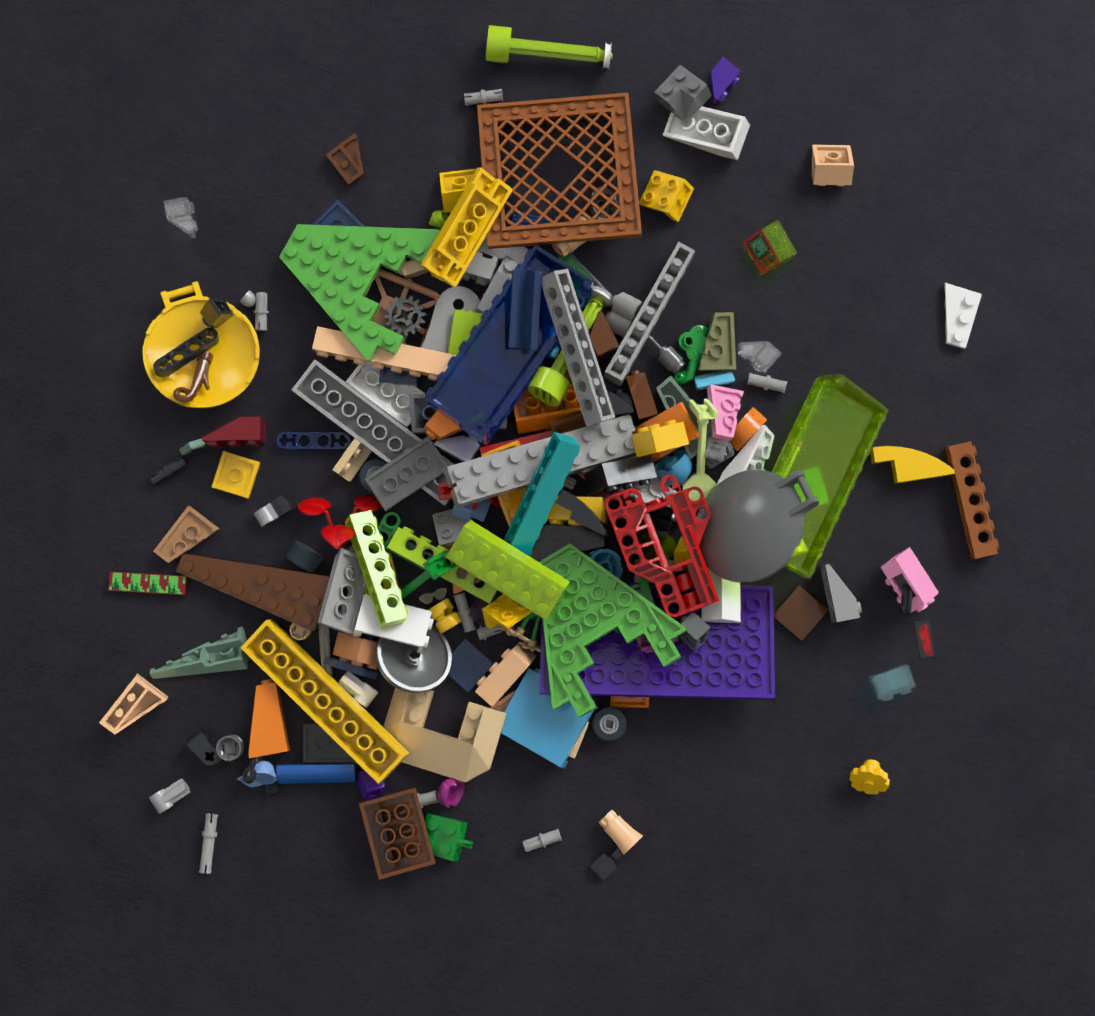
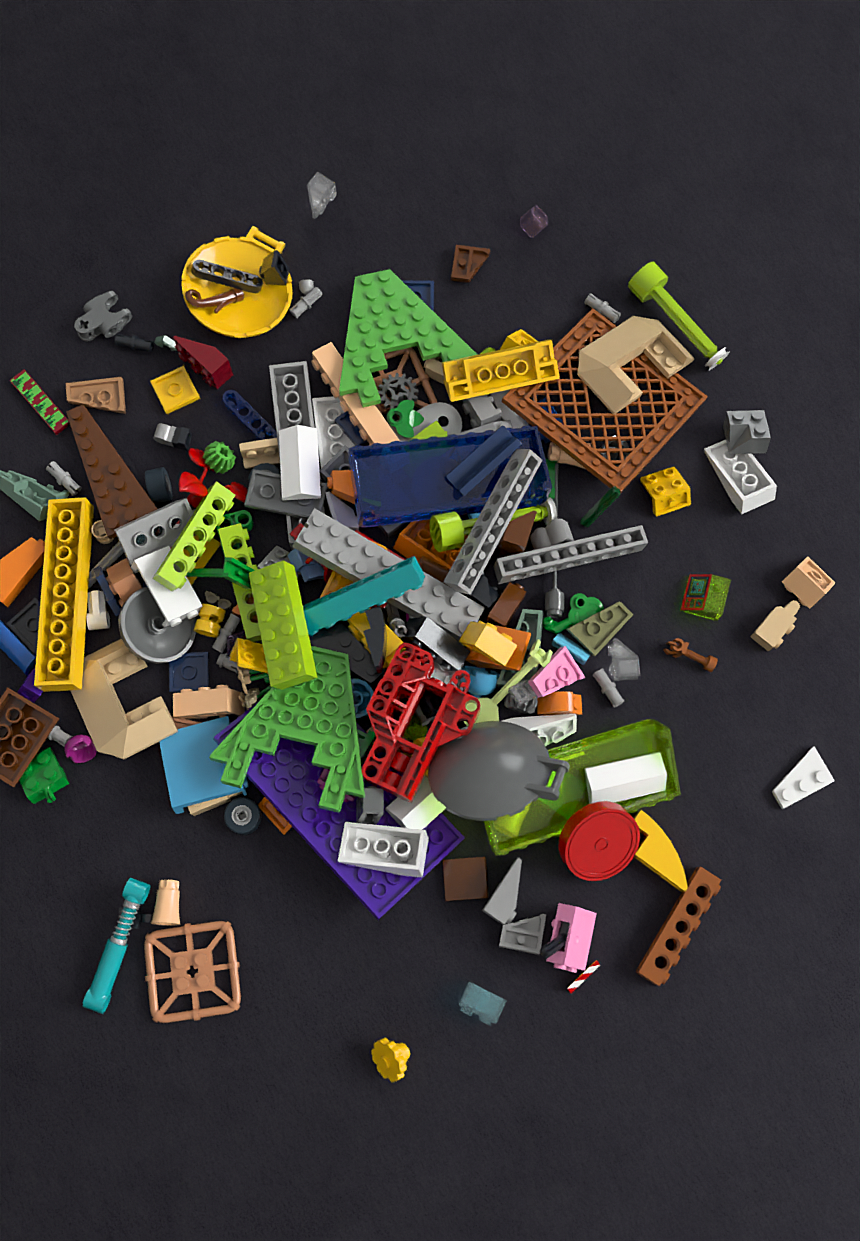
camera: 45 degrees right, 10 degrees down
(123, 478) = (99, 319): none -> dark grey piece
(228, 621) = (63, 478): none -> light grey pin
(325, 493) = (219, 457): none -> bright green gear
(364, 76) = (534, 221): none -> clear purple panel
(393, 441) = (299, 463): none -> white slope
(432, 328) = (407, 418): none -> green plate
(528, 115) = (602, 359): none -> tan slope
(535, 640) = (251, 697): none -> dark tan piece
(542, 840) = (107, 852): light grey axle -> none
(581, 488) = (397, 625): none -> light grey pin
(617, 893) = (99, 994): none -> teal piece
(635, 257) = (600, 506): none -> dark green axle
(678, 844) = (182, 981): none -> nougat plate
(721, 79) = (787, 450): dark purple slope -> none
(730, 649) = (384, 848): none -> white slope
(790, 305) = (709, 662): none -> dark orange bar
(839, 220) = (776, 625): none -> tan hinge
(842, 436) = (626, 778): none -> white slope
(866, 498) = (599, 841): none -> red brick
(876, 609) = (524, 935): none -> light grey wing
(924, 639) = (539, 996): sticker -> none
(941, 597) = (583, 976): none -> sticker

